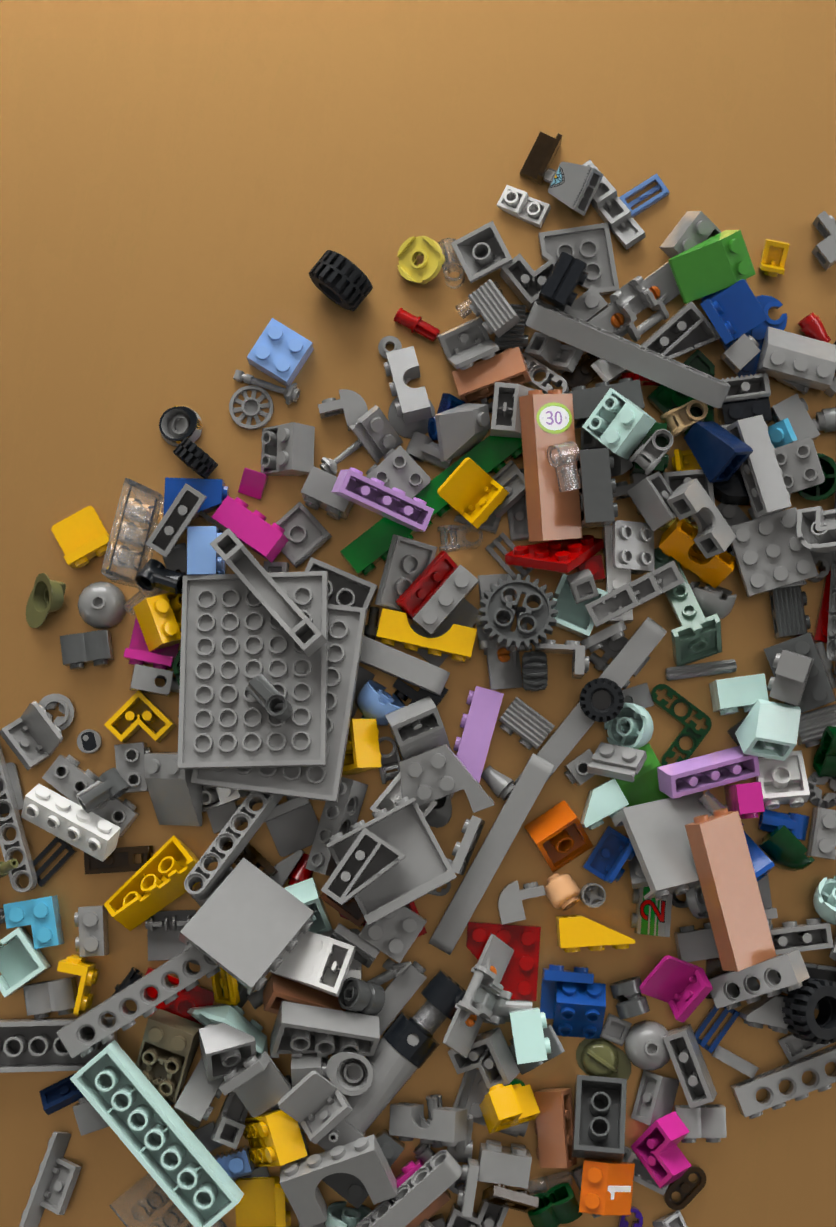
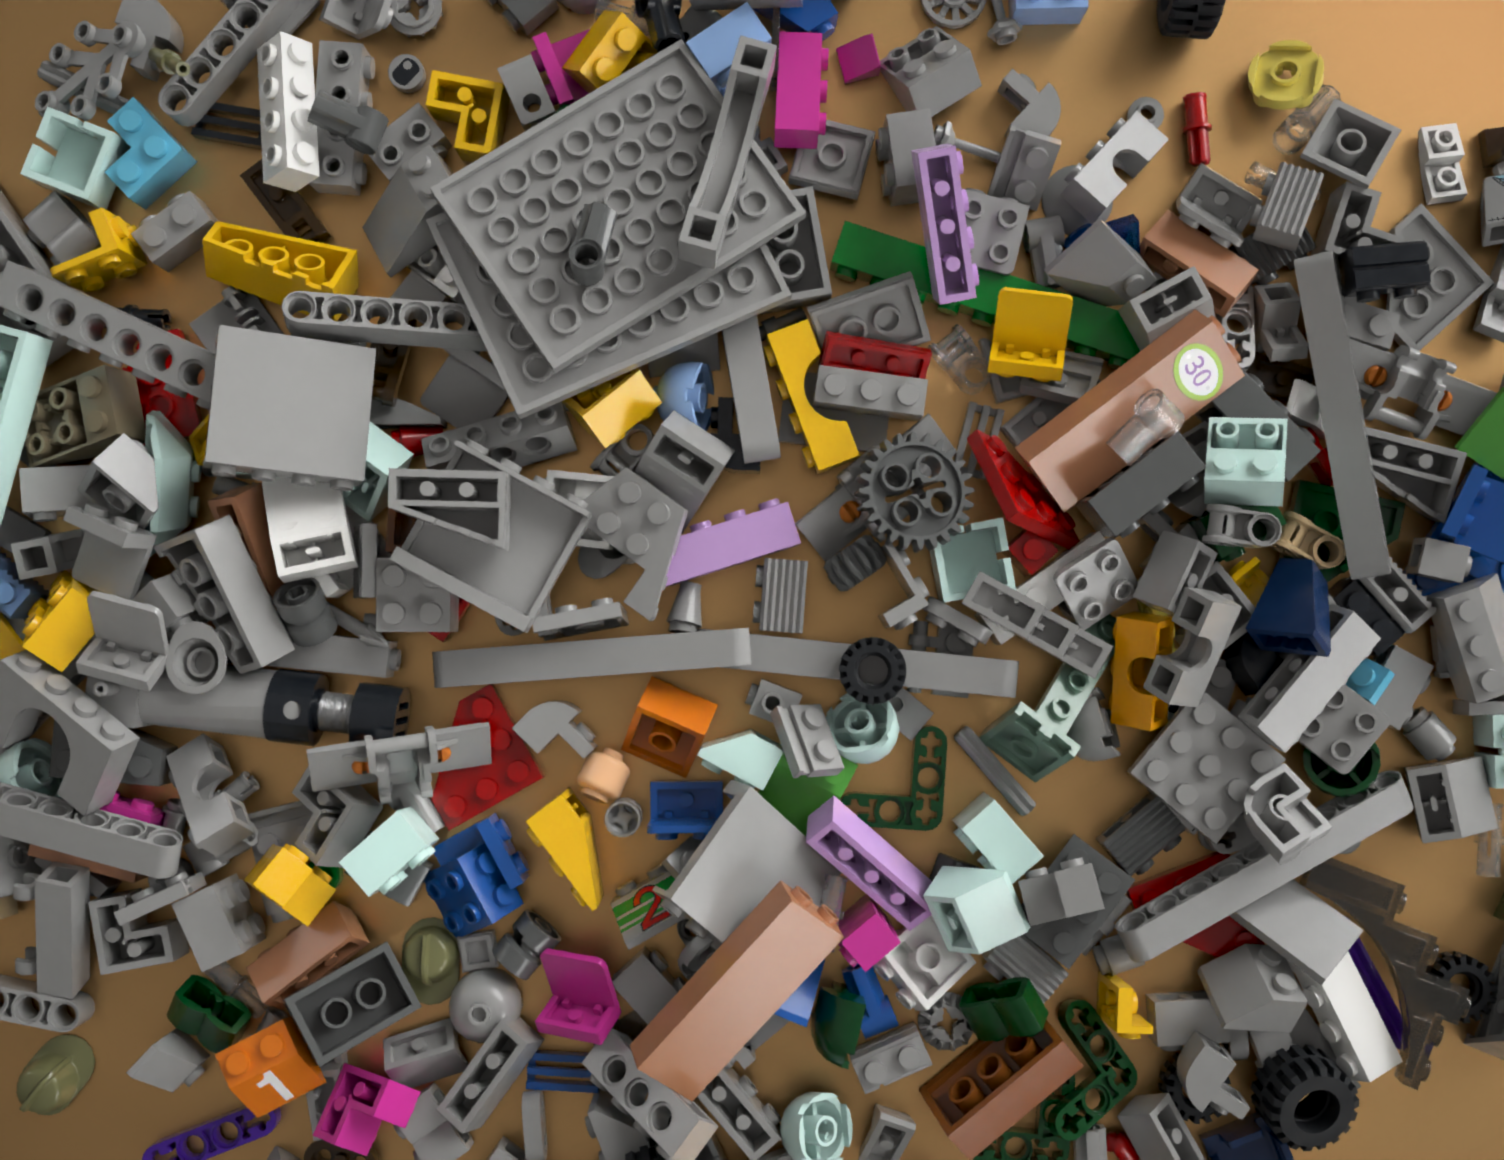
camera: 55 degrees right, 5 degrees up
(517, 1200) = (184, 971): dark brown plate -> none
(582, 585) = (1003, 552): light grey slope -> none

